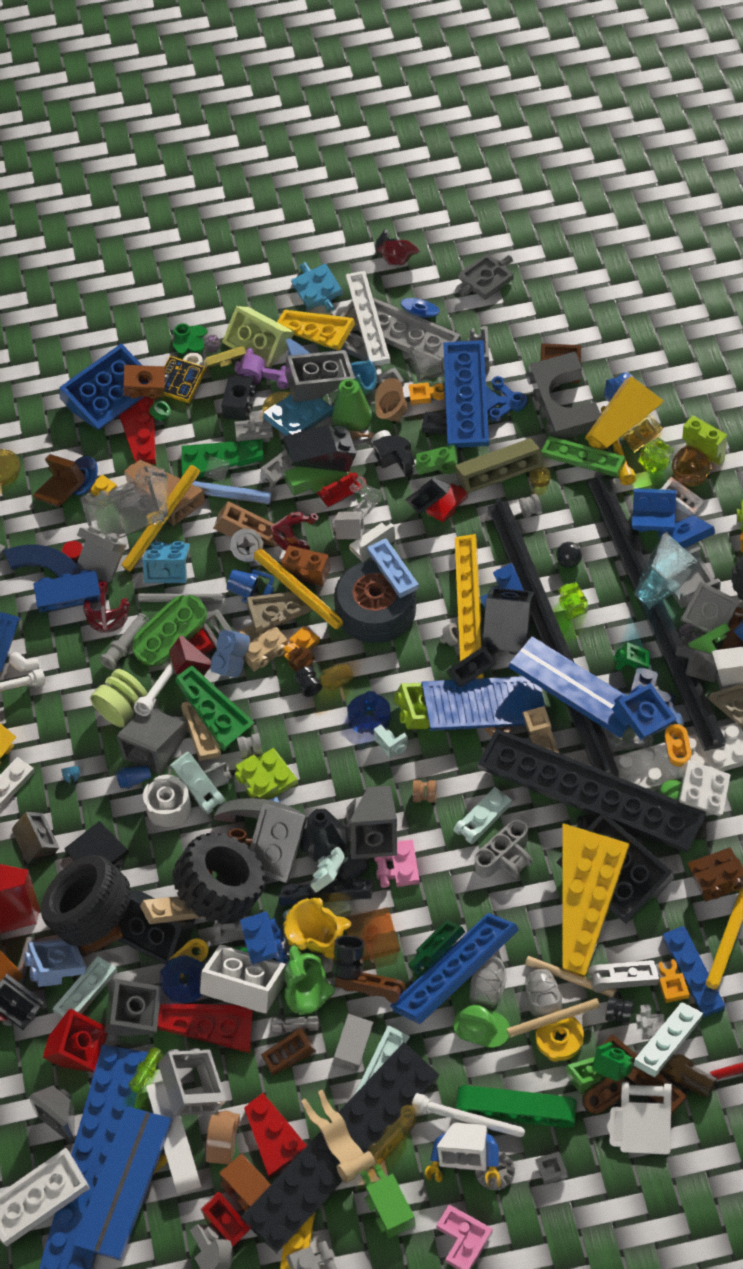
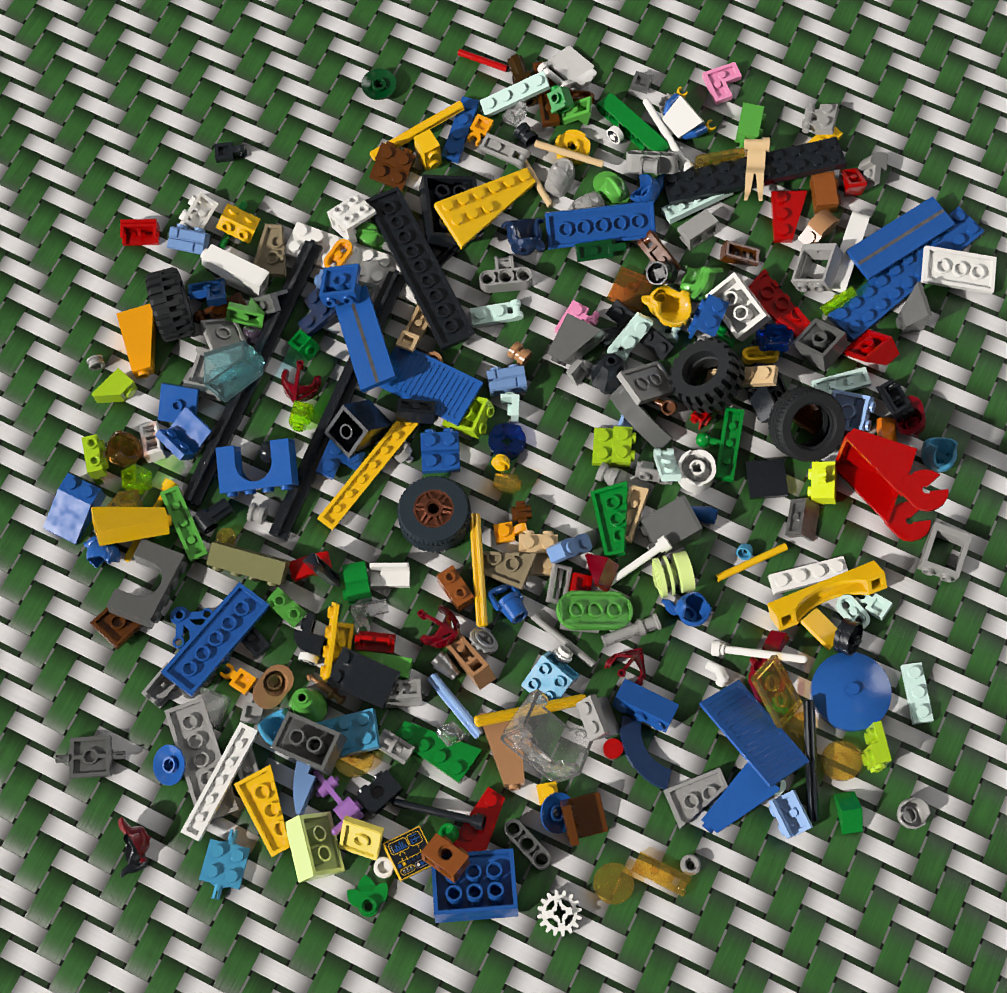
camera: 145 degrees left, 15 degrees up
(27, 419) = (569, 911): none -> white gear
(39, 799) = (751, 562): none -> yellow bar
(39, 872) = (823, 482): none -> neon yellow brick
(80, 685) = (690, 608): none -> blue hair
(89, 442) = (522, 835): none -> dark grey beam
(141, 424) = (477, 821): none -> black piece
(155, 851) = (727, 444): none -> green plate
(170, 583) = (563, 654): none -> white plate
(212, 343) = (353, 872): hinge -> none
(267, 510) = (445, 665): none -> flat silver cone
(292, 1024) = (712, 261): light grey axle -> none
(307, 680) = (529, 493): black wheel -> none
(348, 525) = (398, 597): light grey brick -> none
(356, 688) = (501, 462): none -> yellow plate
(369, 462) = (338, 636): none -> yellow bracket
(393, 511) = (356, 583): none -> green brick
(393, 568) = (407, 511): light blue plate -> none
(415, 759) = (506, 380): none -> medium blue brick
(421, 661) = (440, 451): none -> blue plate
(437, 1040) = (649, 188): none -> blue hair
(454, 1057) = (651, 162): none -> light grey piece
(524, 900) = (524, 235): none -> dark blue hair
(526, 1083) = (615, 134): none -> white tile
(566, 478) = (209, 518): none -> black piece
(573, 510) = (282, 473): none -> blue arch
(609, 616) = (294, 390): none -> dark red helmet
(682, 403) = (71, 508): none -> slope
(696, 908) = (427, 150): none -> yellow brick

